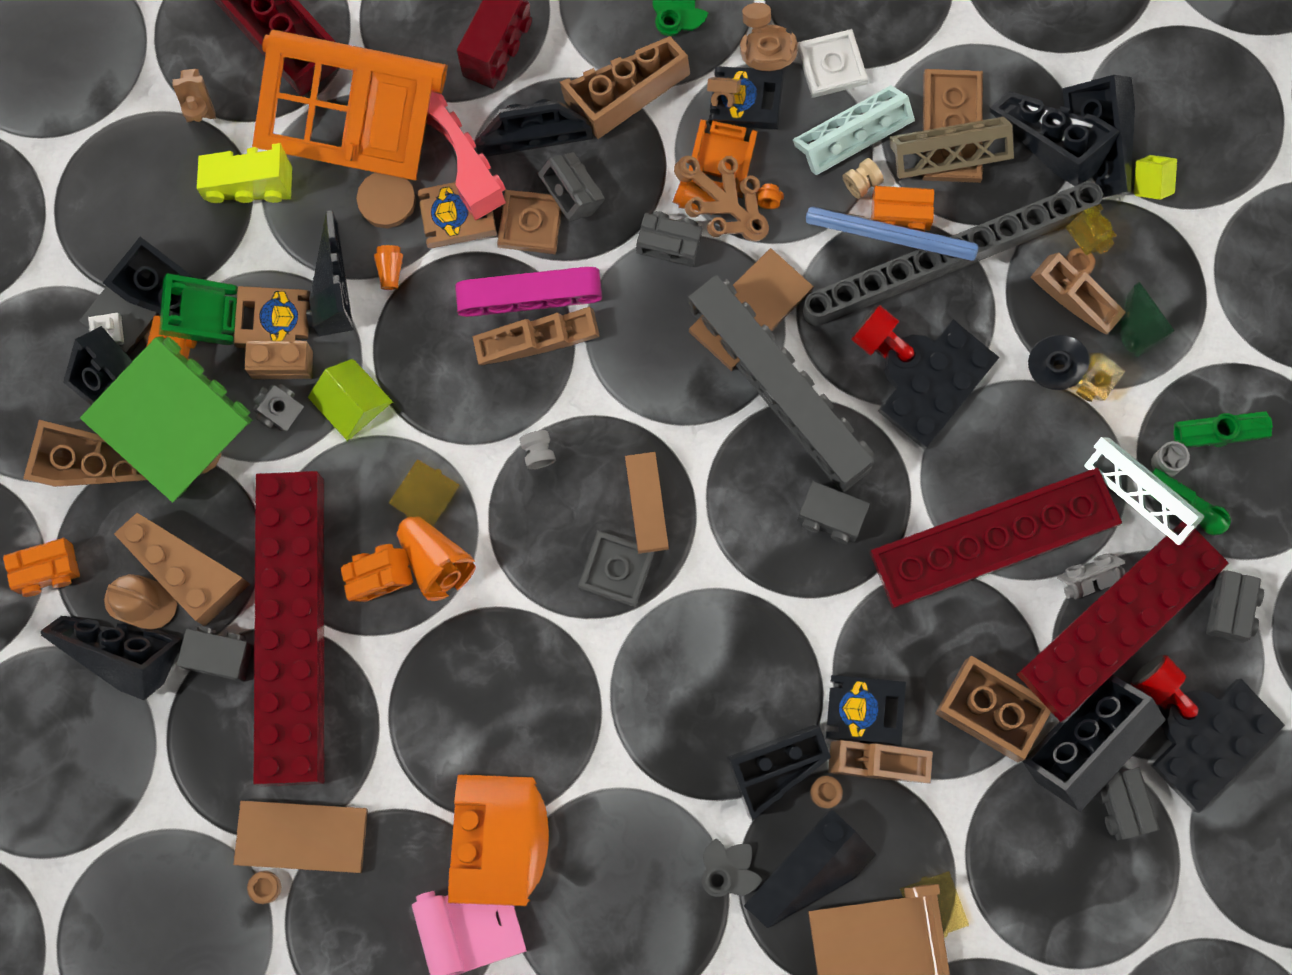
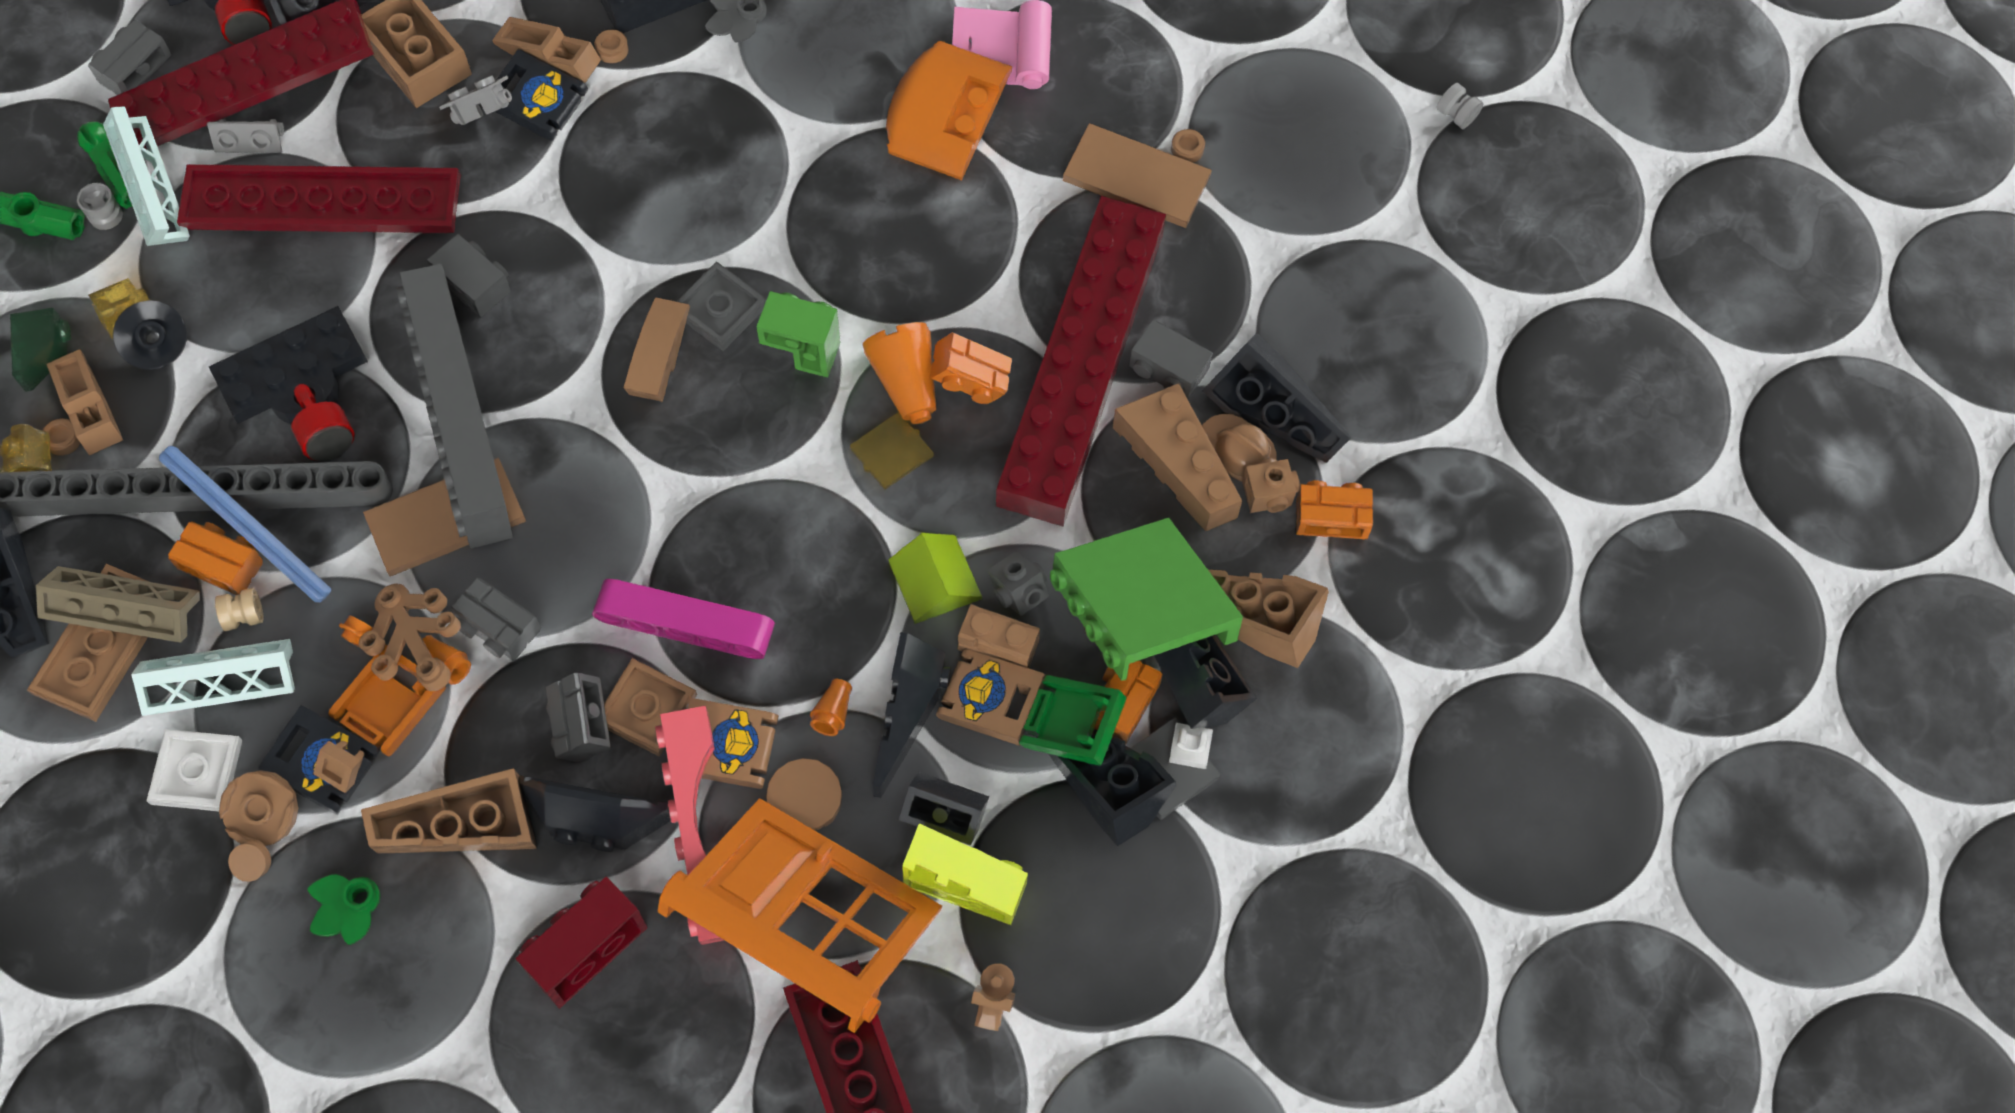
camera: 165 degrees left, 10 degrees down
(97, 565) = (1270, 485): none -> medium nougat brick
(274, 216) = (944, 807): none -> black brick
(529, 549) = (802, 328): none -> bright green brick
(536, 336) = (697, 569): medium nougat slope -> none
(537, 449) = (749, 443): light grey wheel -> none
(776, 766) = (644, 71): black wedge -> none
(911, 680) = (466, 104): none -> light grey hinge

